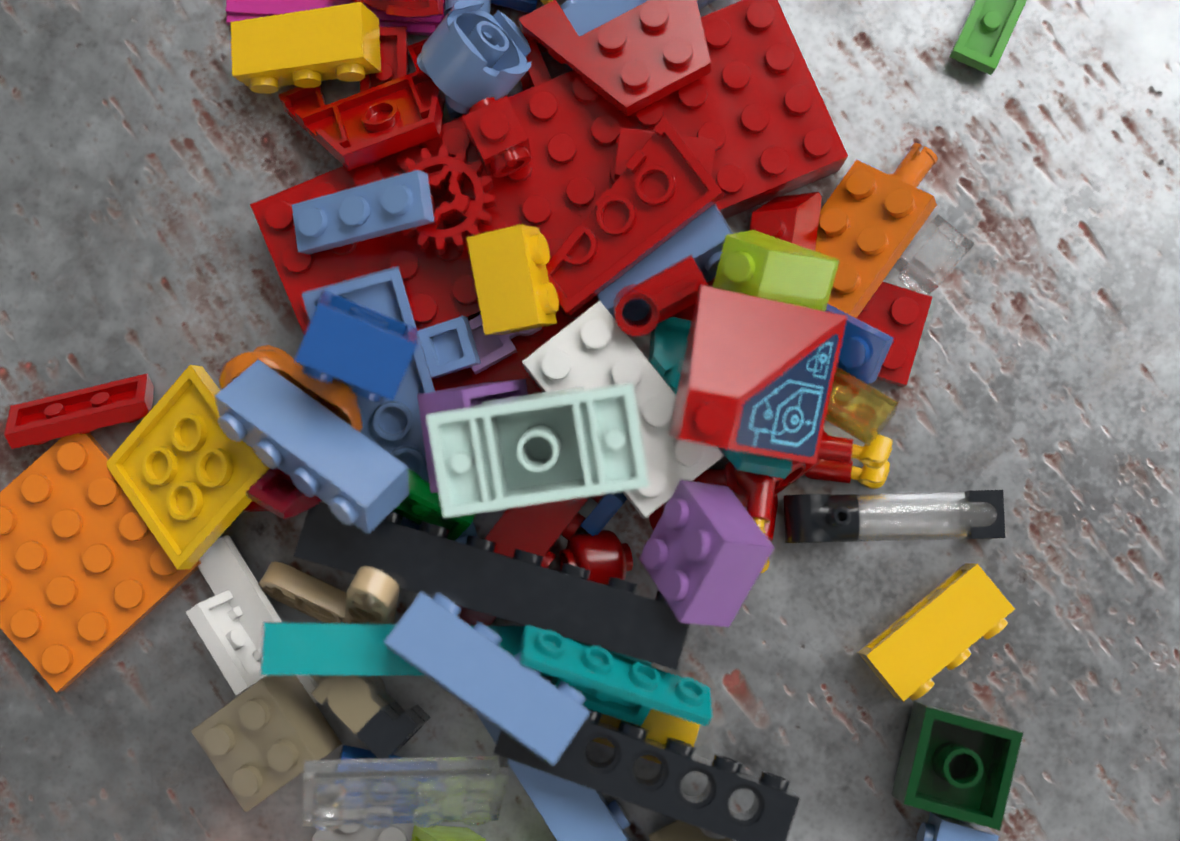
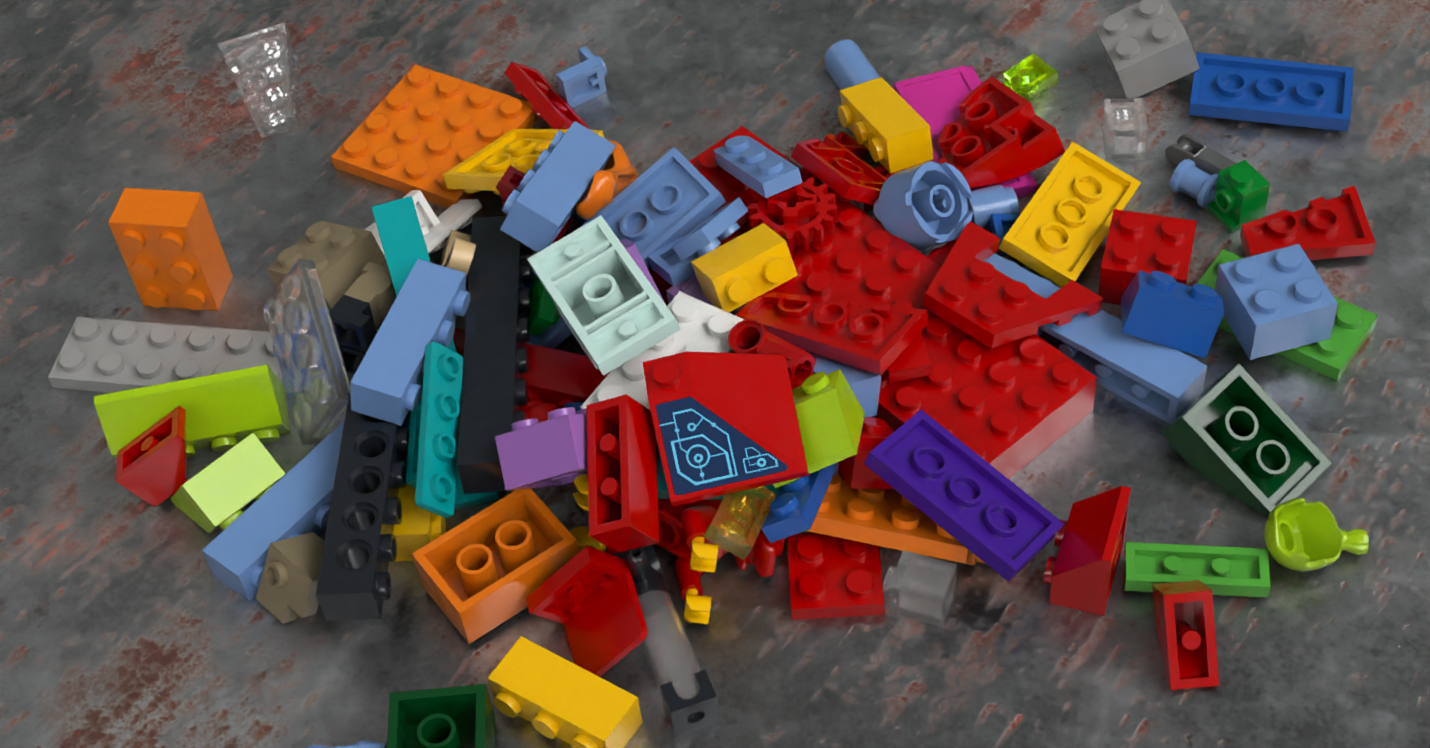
camera: 75 degrees right, 35 degrees down
(64, 358) = (583, 80): none -> medium blue bracket
(187, 49) = (848, 64): none -> medium blue brick
(357, 347) = (643, 174): blue brick -> none
(441, 297) = (712, 230): none -> medium blue plate
(497, 136) = (859, 226): red brick -> none
(766, 661) = (494, 562): none -> orange brick
(781, 503) = (622, 474): none -> red brick
(863, 572) = (596, 605): none -> red bracket
(884, 175) = (964, 494): none -> dark purple plate
(962, 84) = (1089, 552): none -> red slope
(1065, 41) = (1186, 633): none -> red slope

